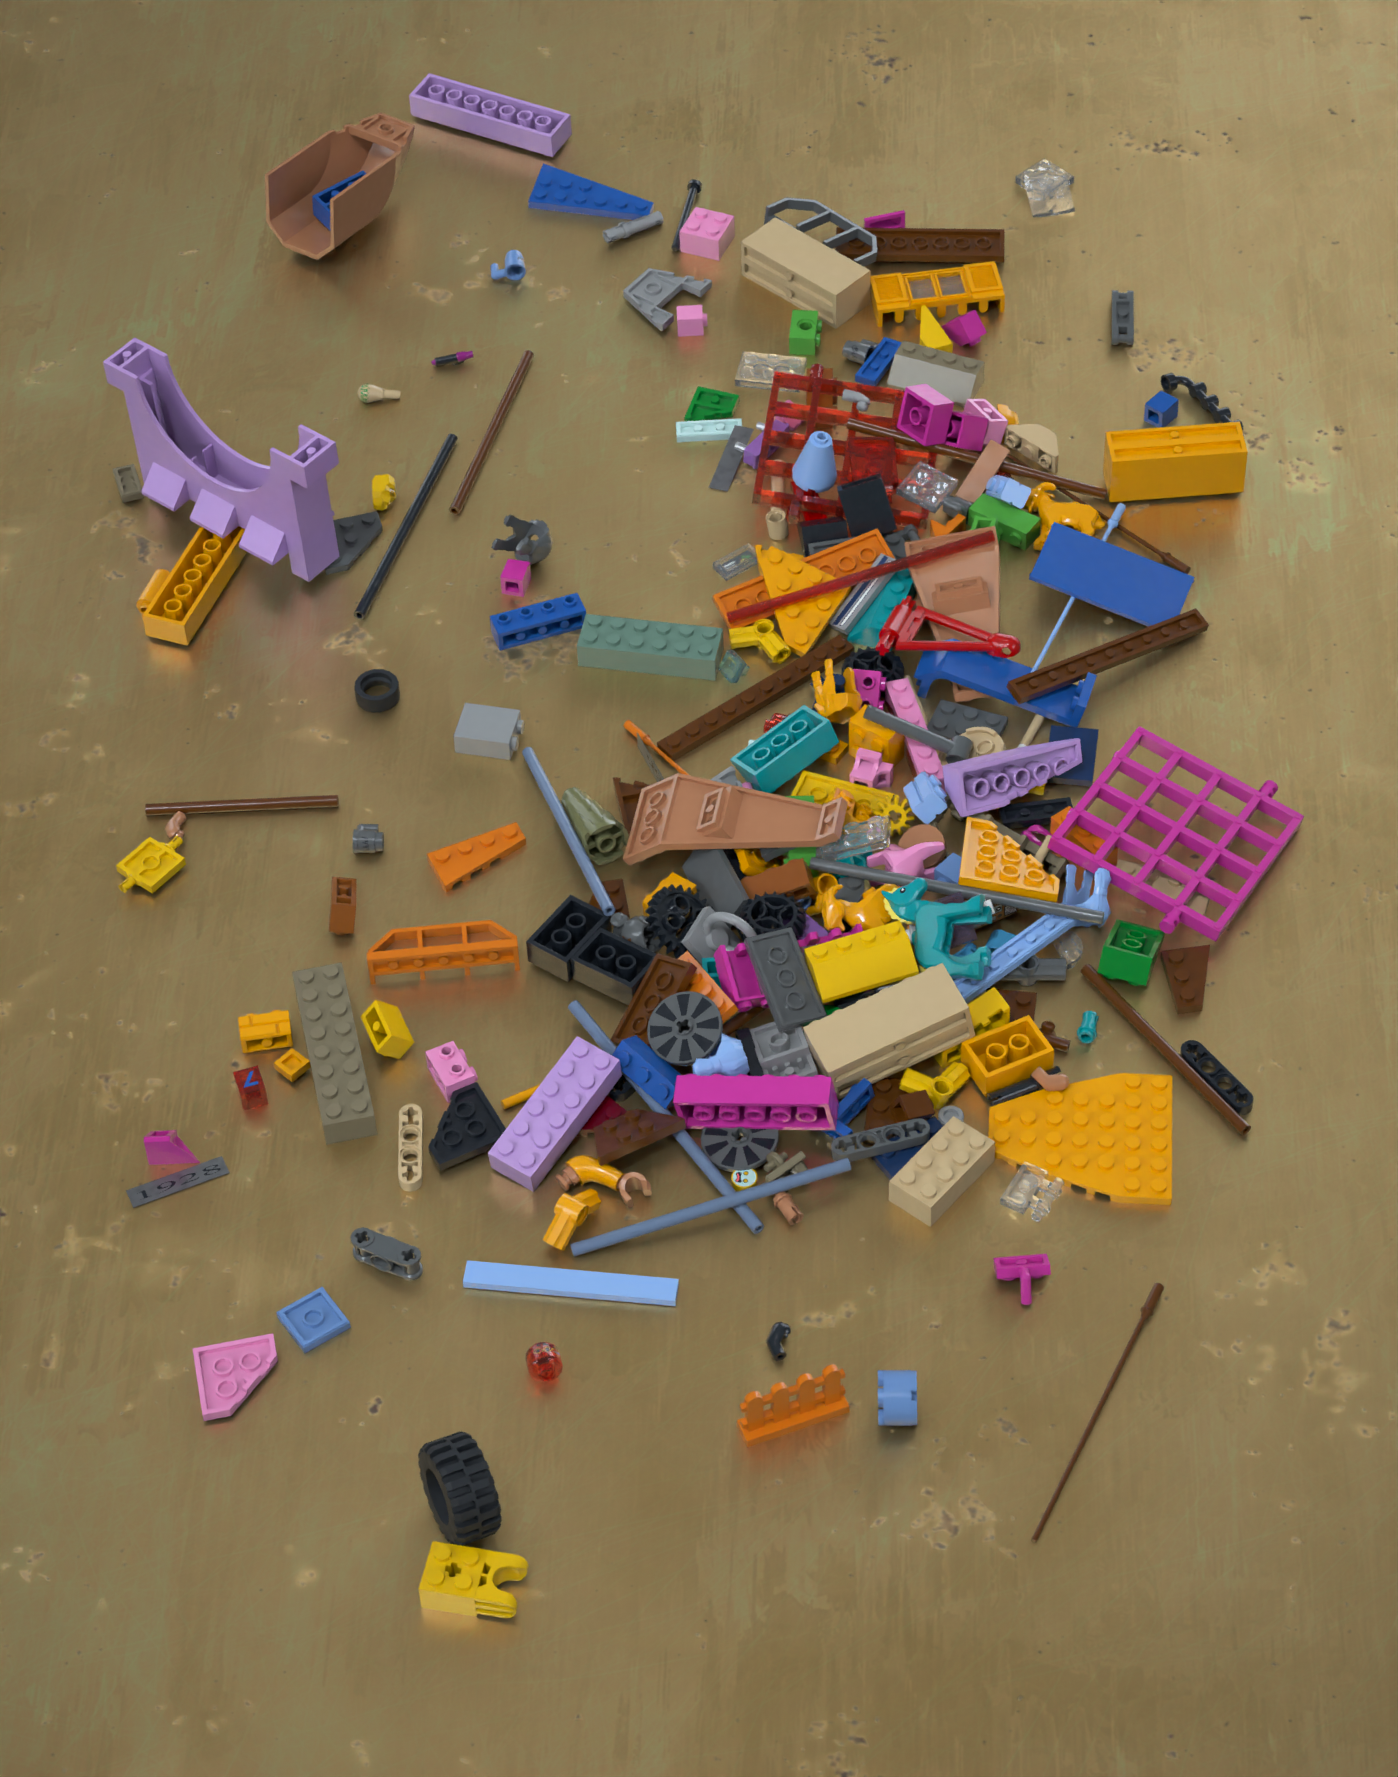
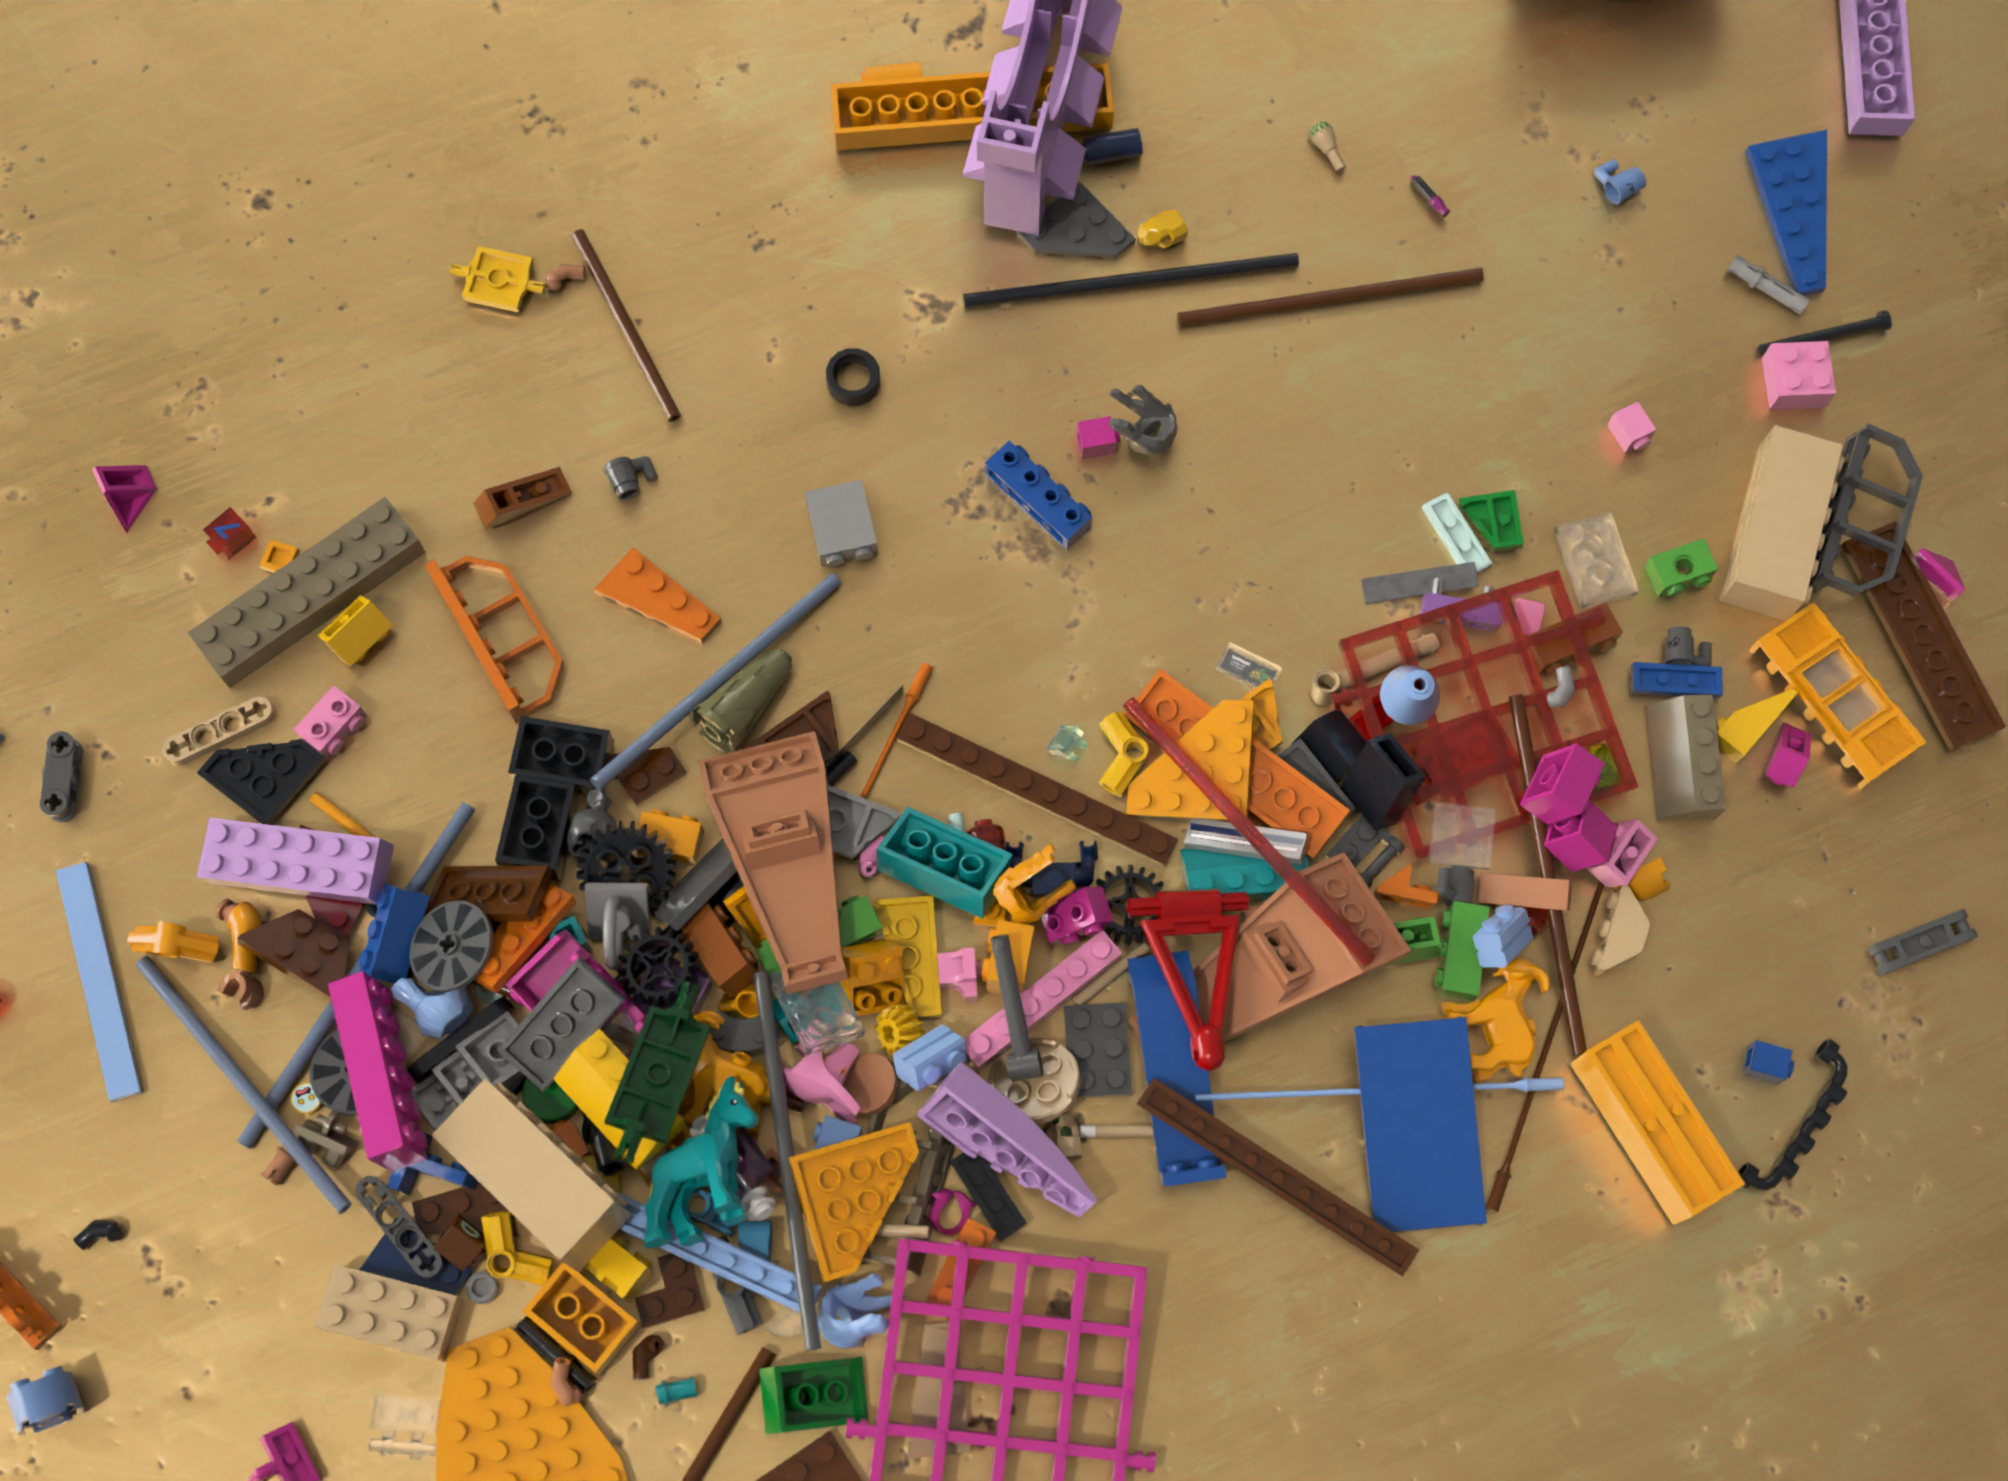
camera: 60 degrees right, 25 degrees up
(177, 1181) = (93, 524): flat silver sticker -> none
(265, 1031) = (311, 508): light orange brick -> none
(650, 647) = (1052, 636): sand green brick -> none
(657, 288) = (1666, 362): light grey wing -> none
(859, 914) = (658, 1074): none -> dark green plate
(1082, 773) = (1121, 1192): dark blue tile -> none

